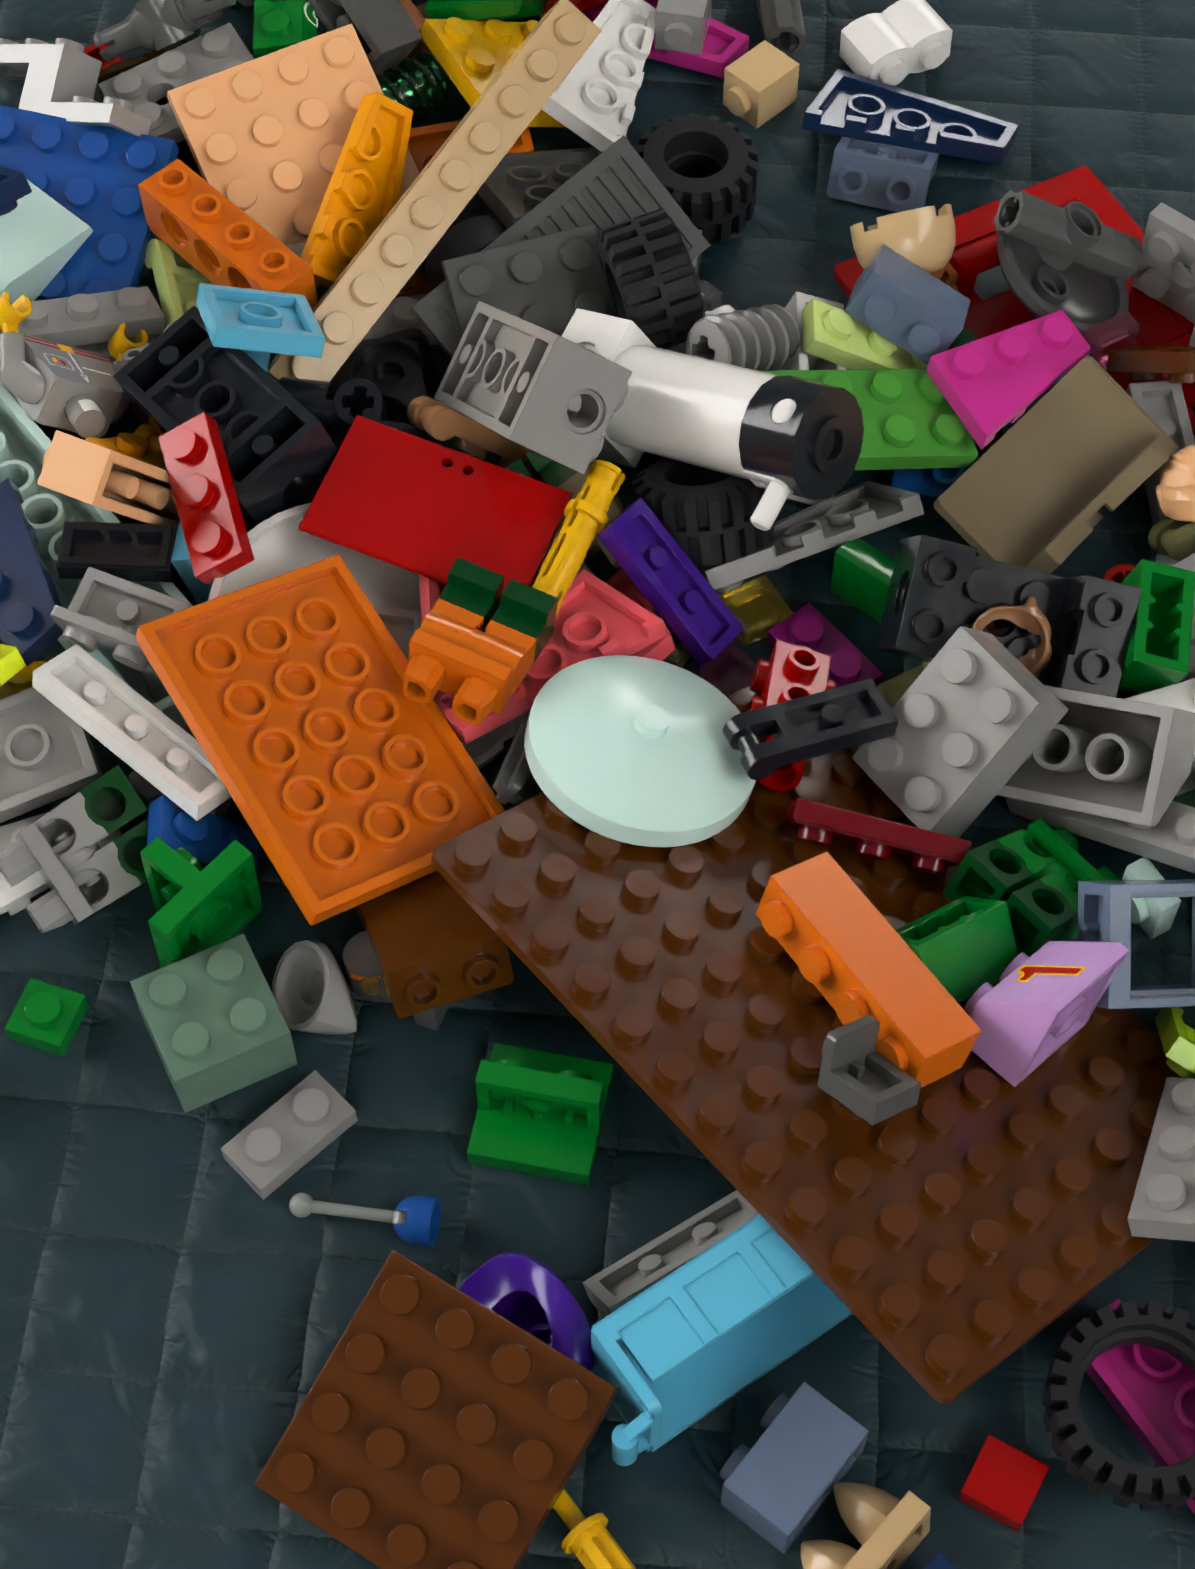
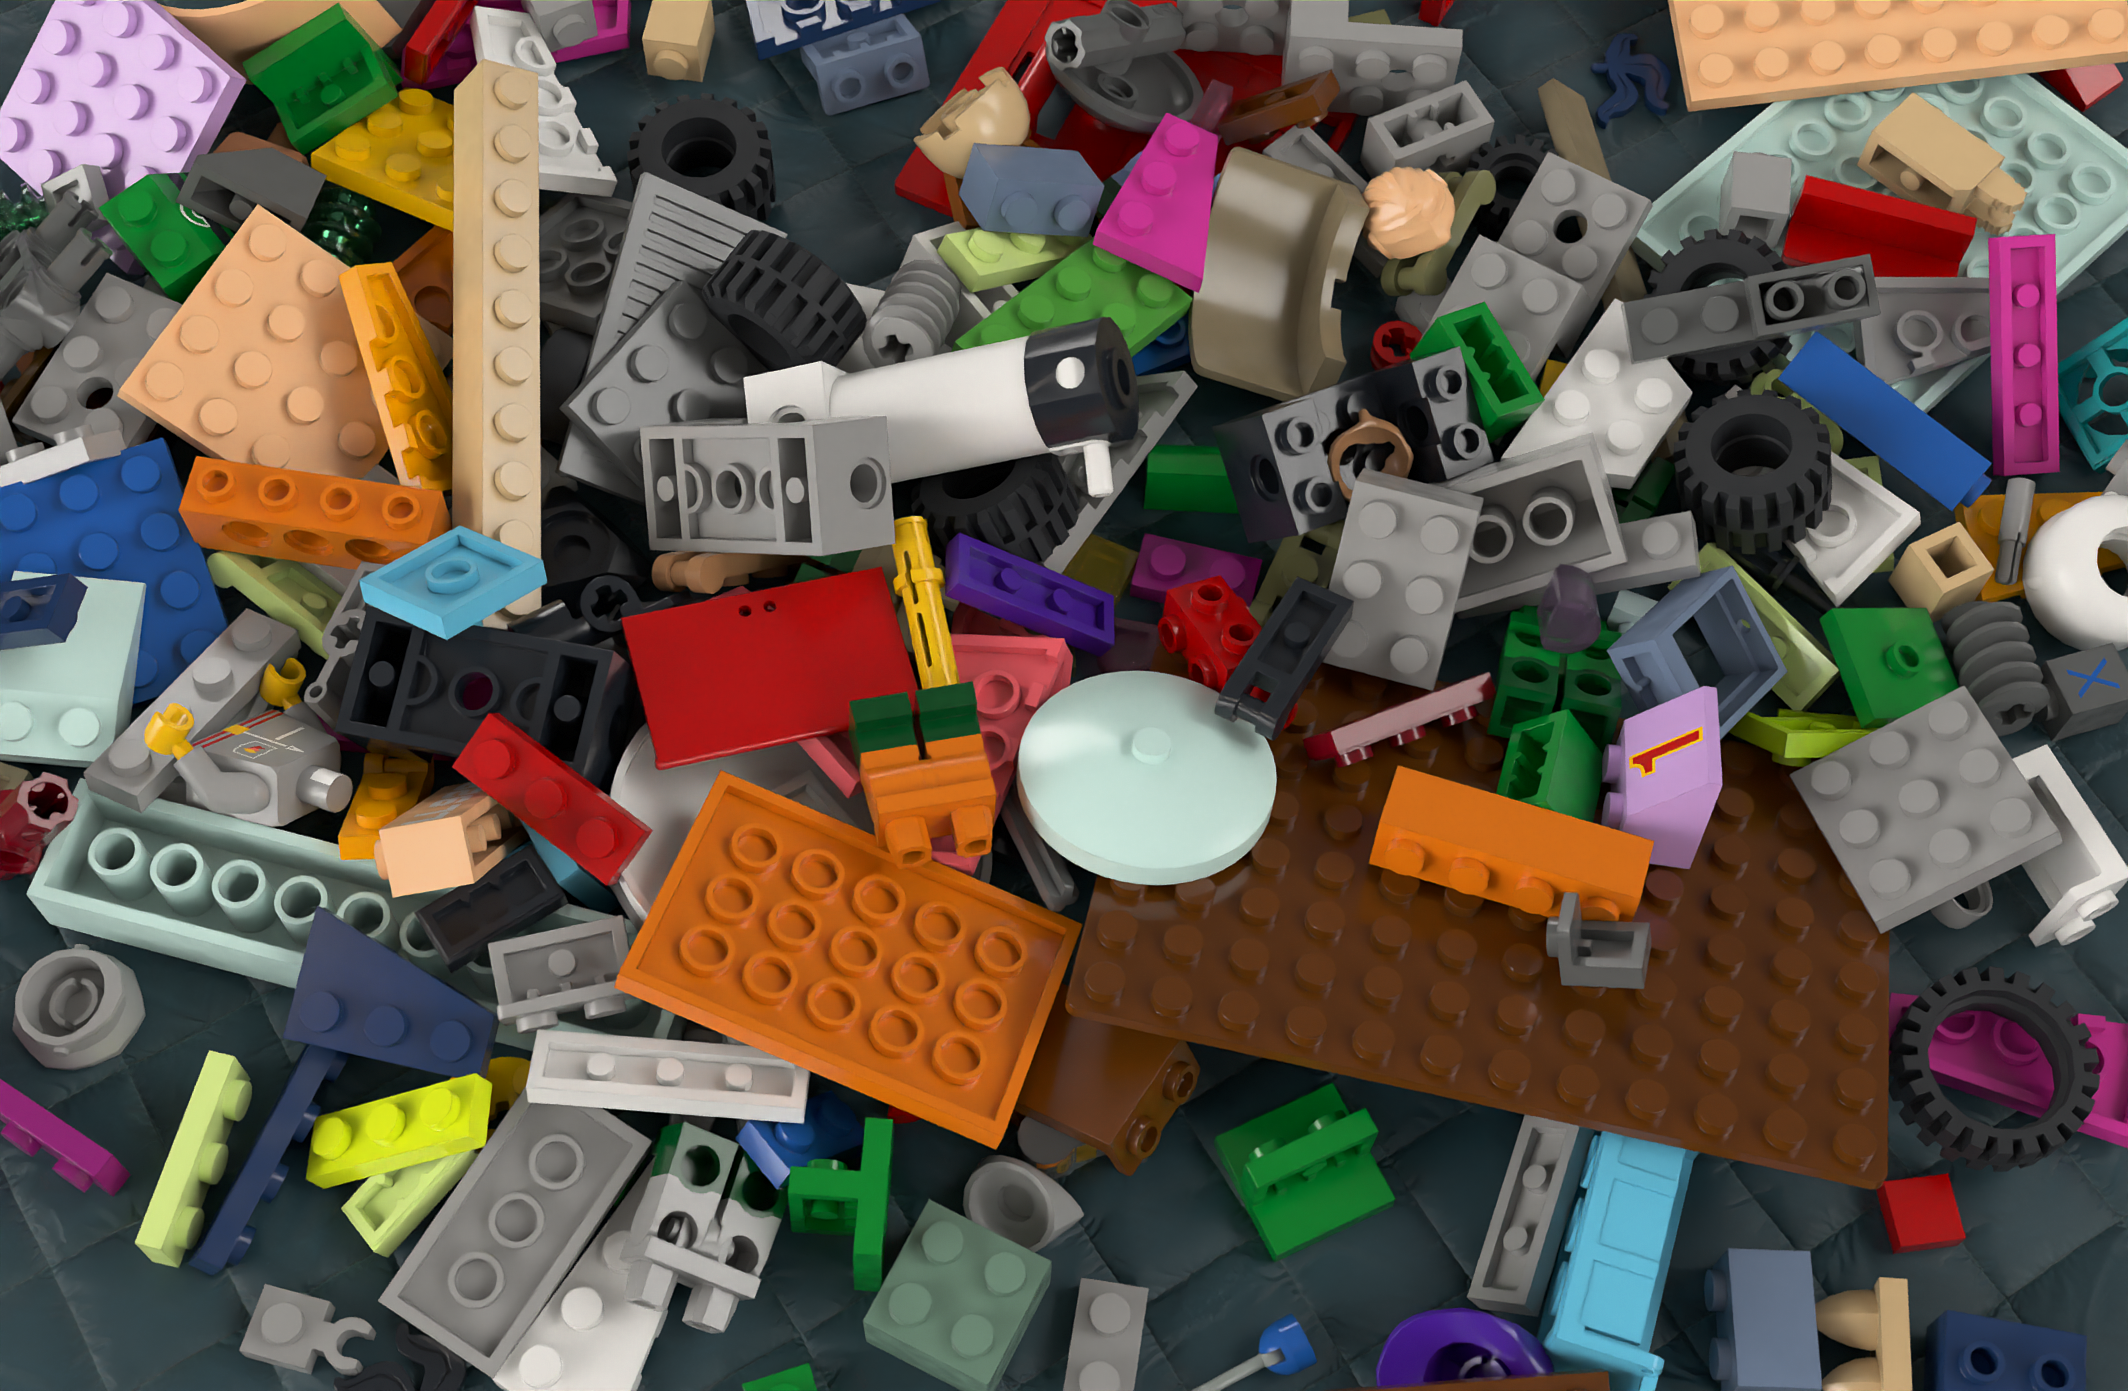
camera: 40 degrees left, 5 degrees up
(1079, 838) = (1569, 611): none -> clear purple brick

